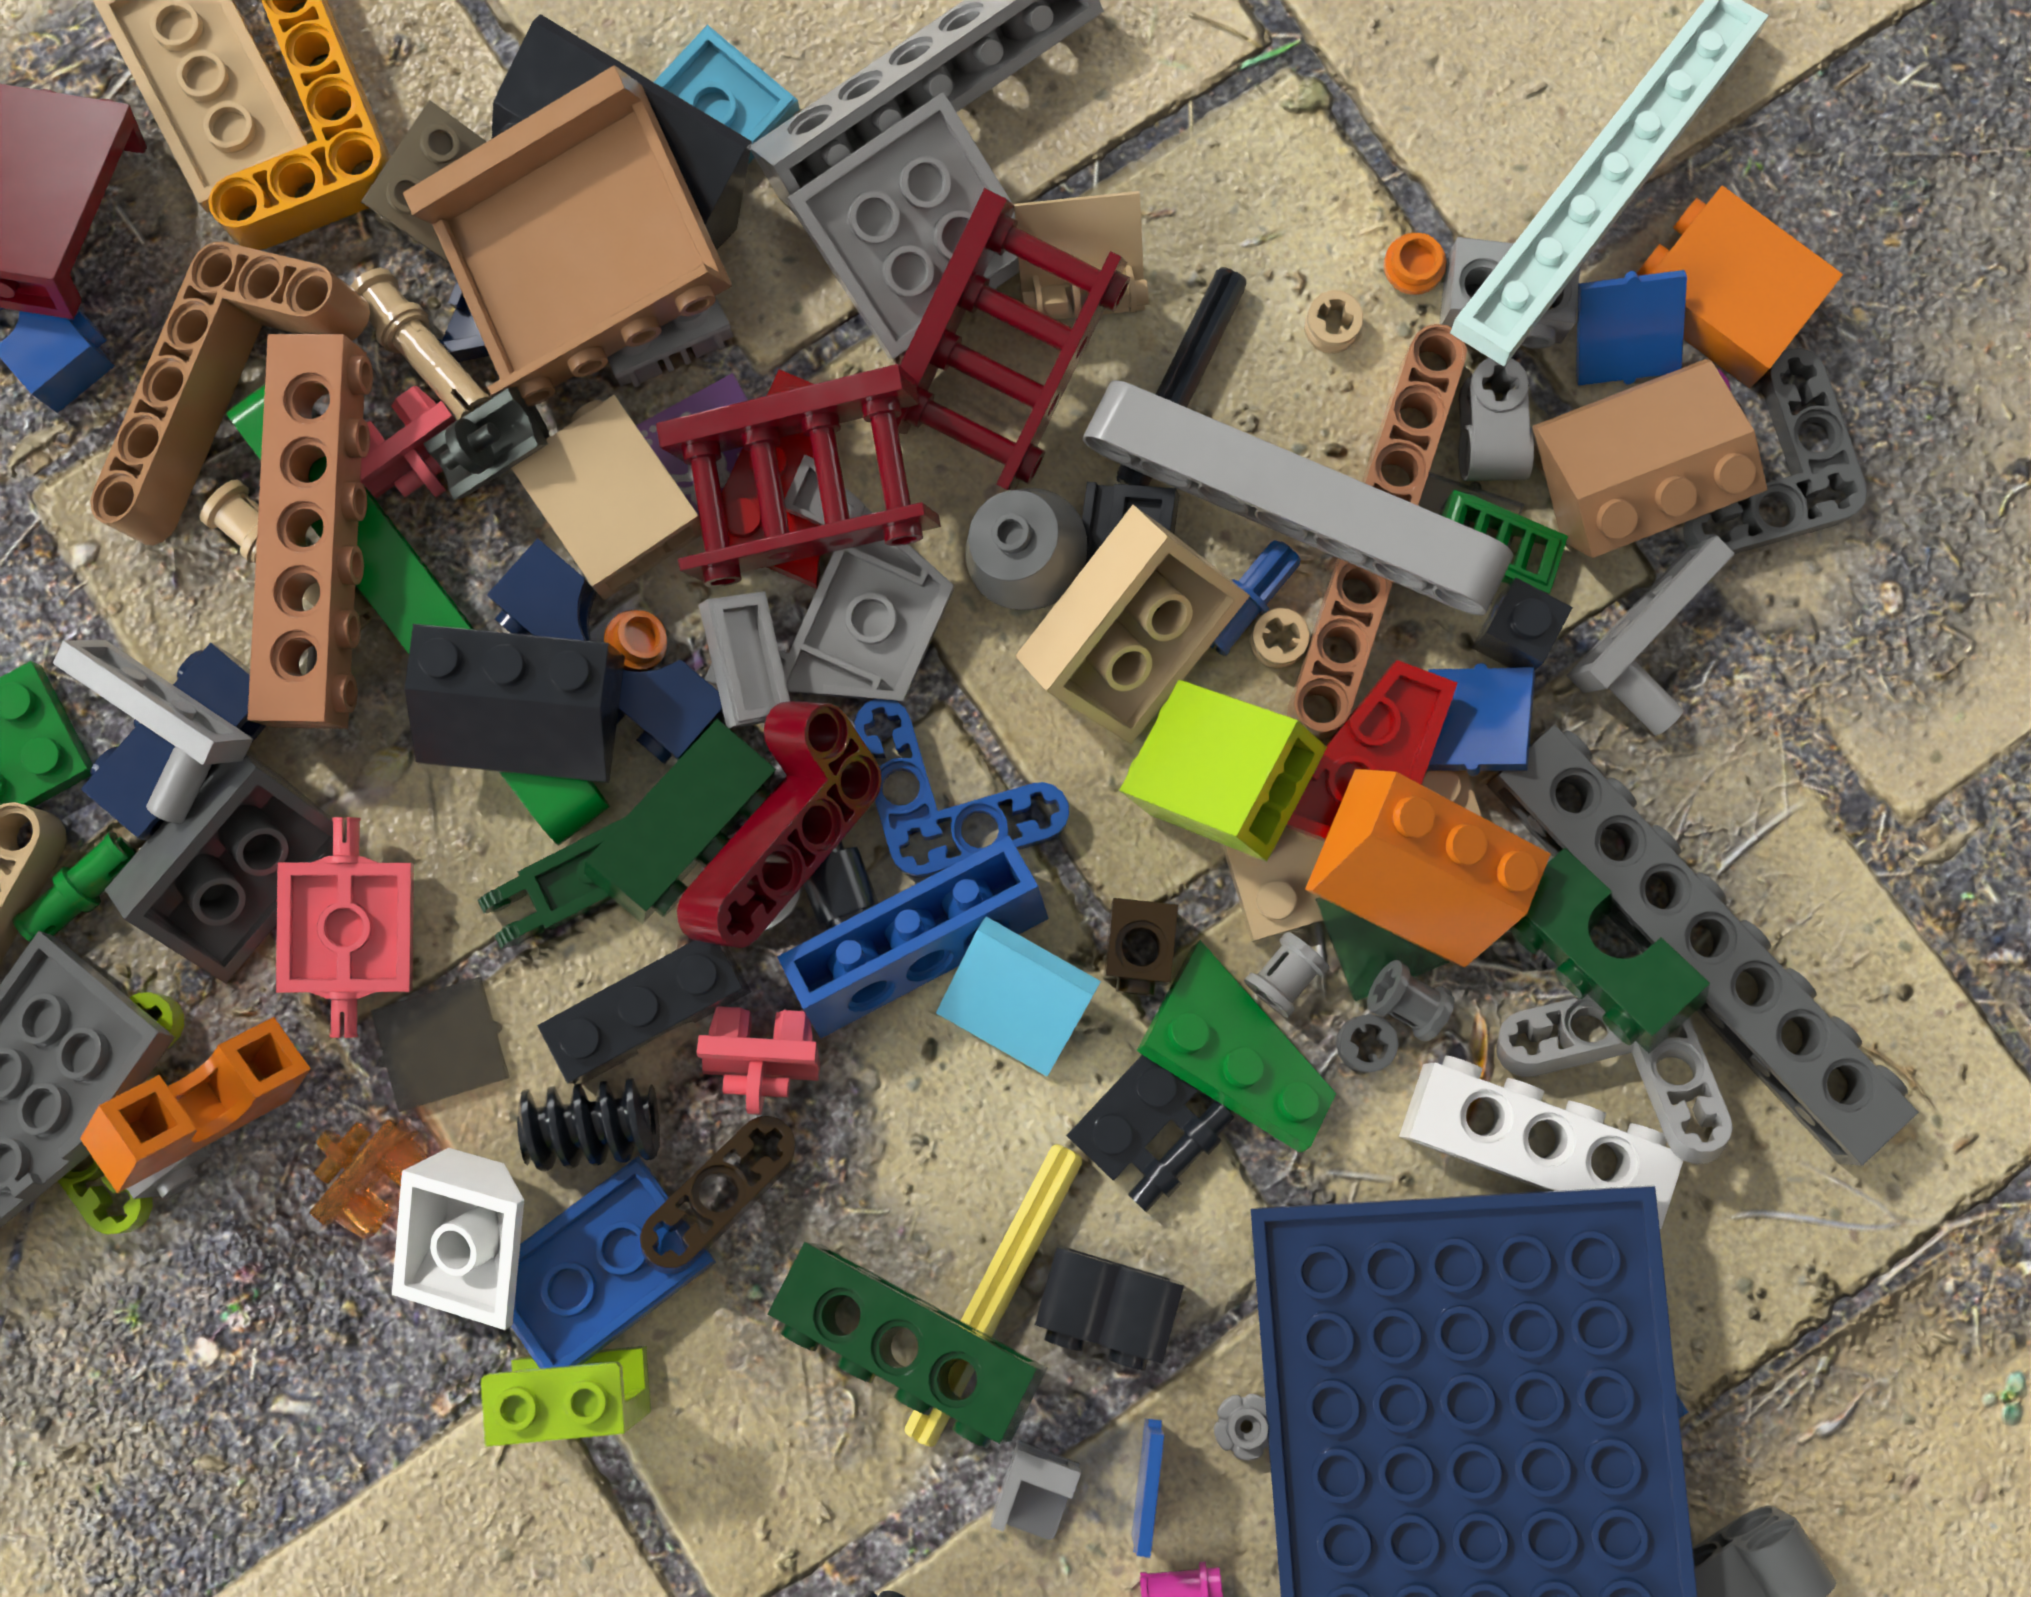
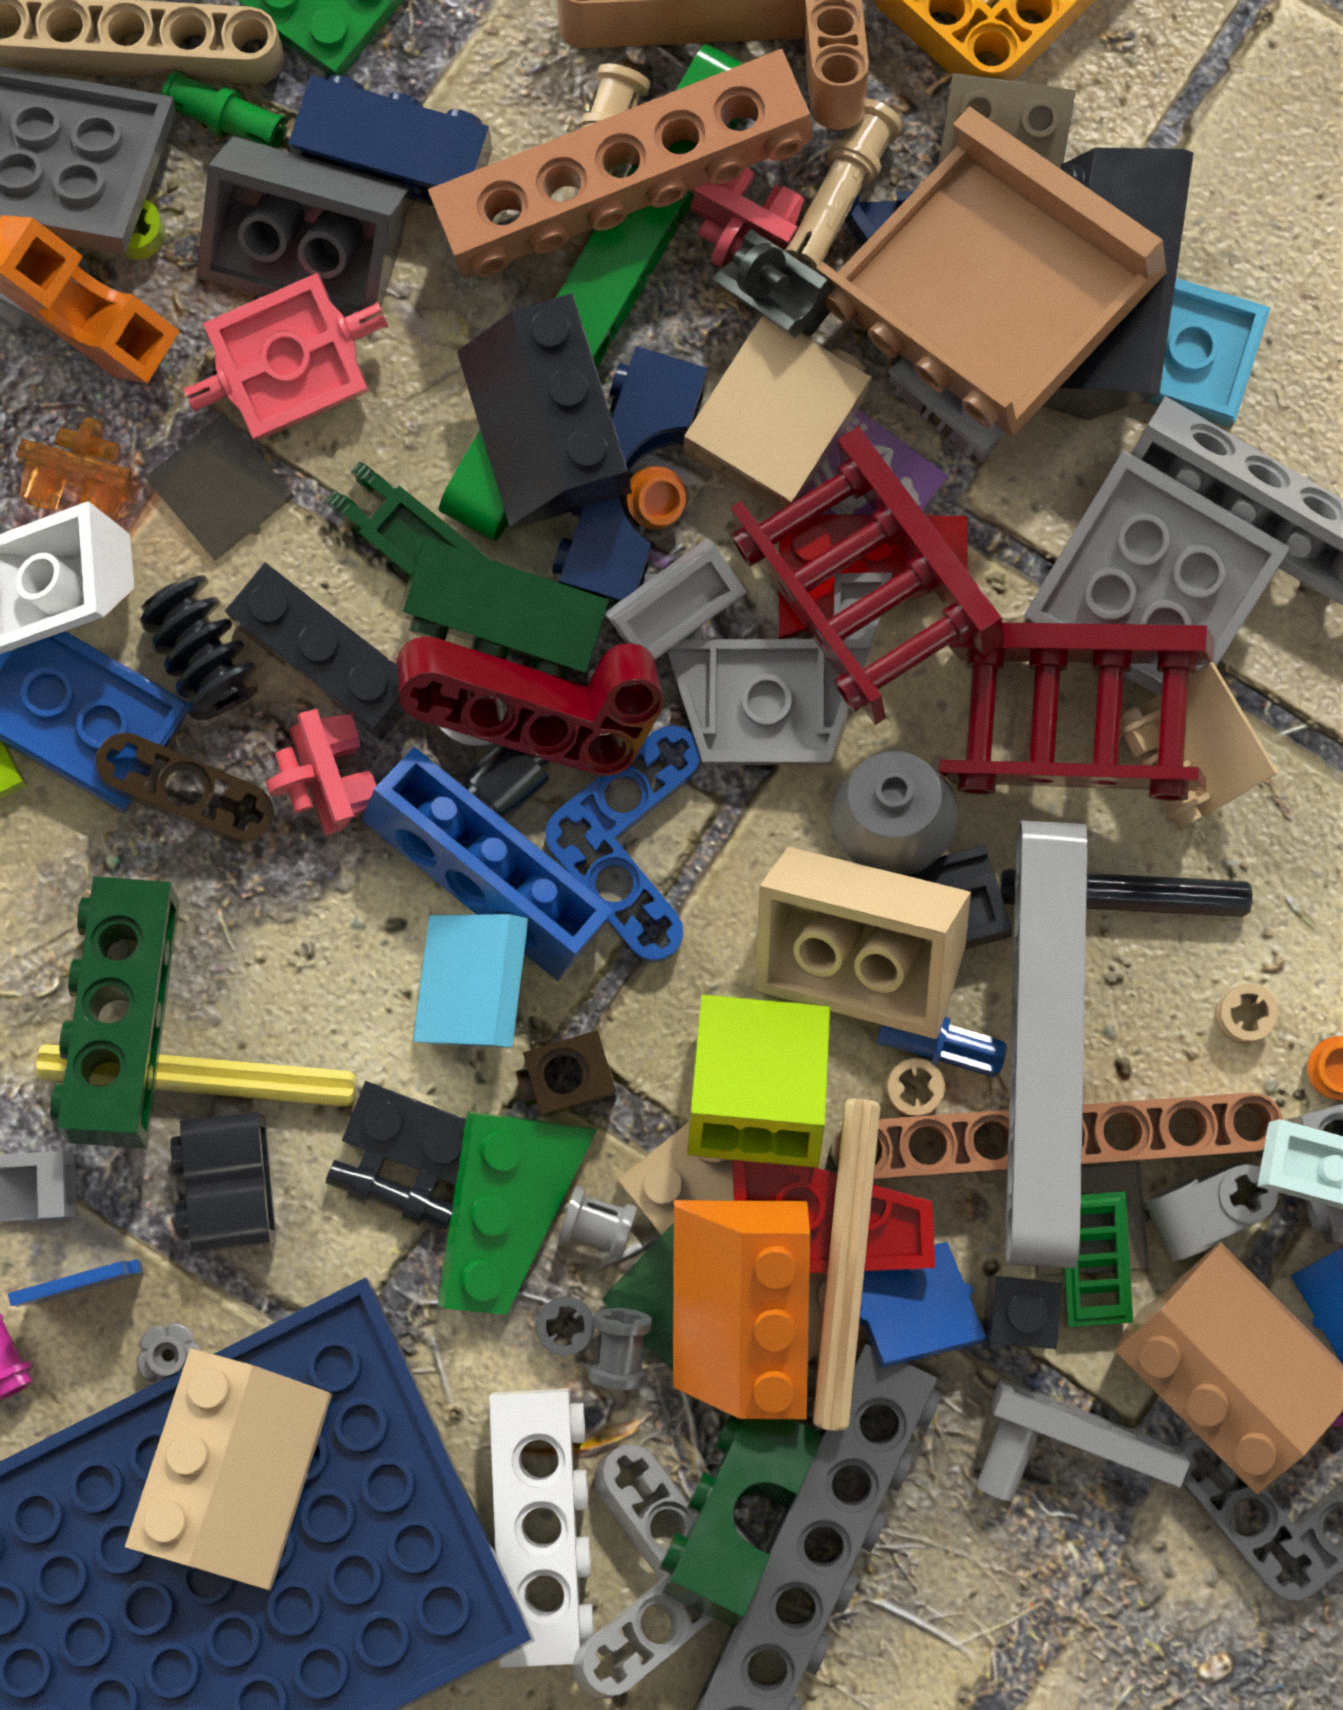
camera: 65 degrees right, 0 degrees up
(193, 729) = (407, 113): light grey piece -> none
(1387, 1409) = (229, 1469): none -> tan slope
(1424, 758) = (846, 1264): none -> tan axle

